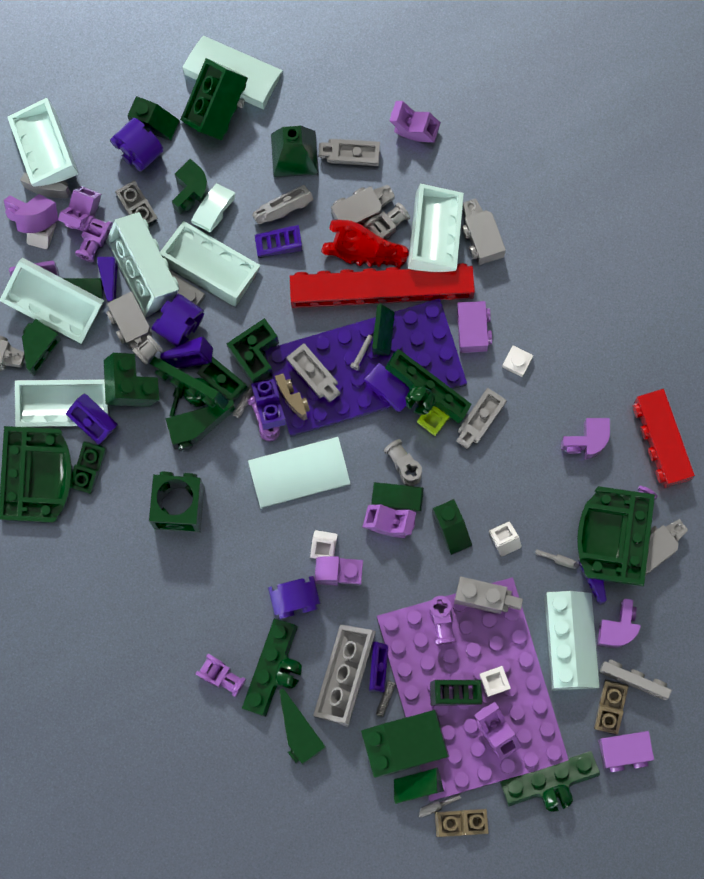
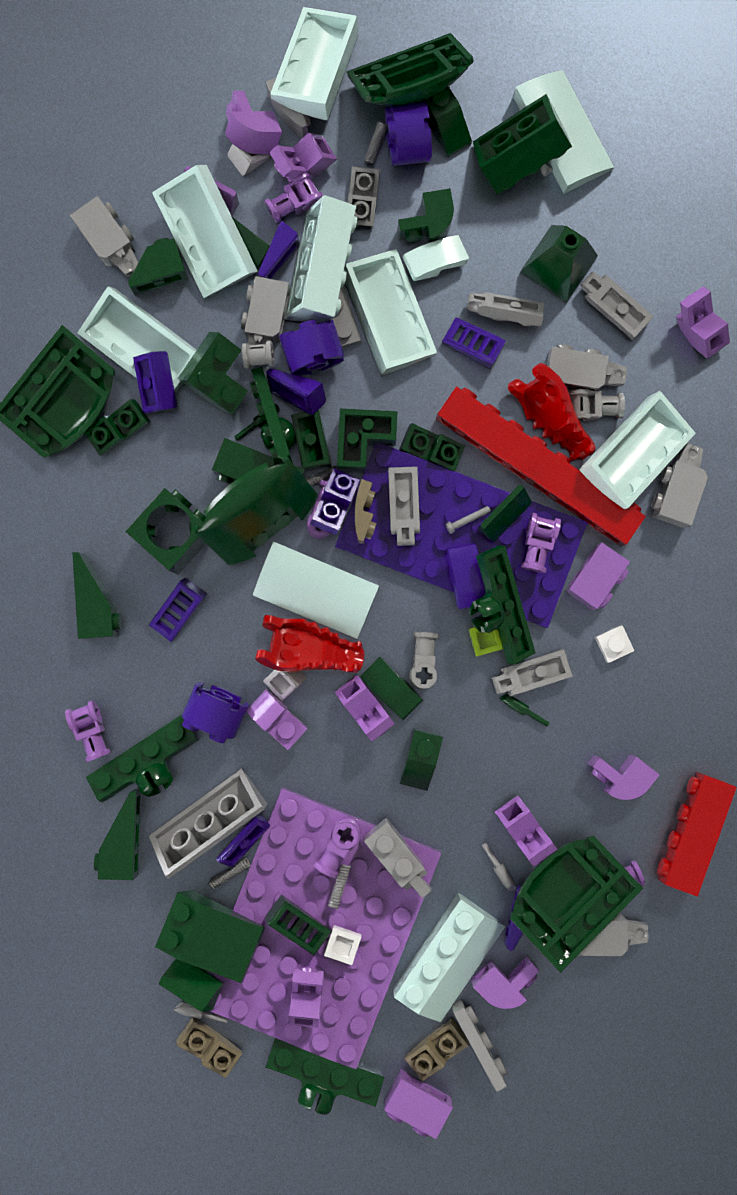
camera: 30 degrees right, 10 degrees up
(110, 106) = (412, 72): none -> dark green slope
(118, 165) = (376, 142): none -> light grey piece
(163, 592) = (94, 608): none -> dark green slope
(209, 554) = (192, 590): none -> dark purple slope
(222, 446) = (255, 510): none -> dark green slope
(303, 326) = (432, 447): none -> dark green slope
(319, 512) = (304, 647): none -> red animal
(417, 328) = (539, 540): none -> medium lavender connector
(463, 647) = (339, 886): none -> light grey piece
(491, 446) = (522, 708): none -> dark green piece
(505, 539) = (464, 808): white slope -> none
(553, 519) = (525, 831): none -> medium lavender brick

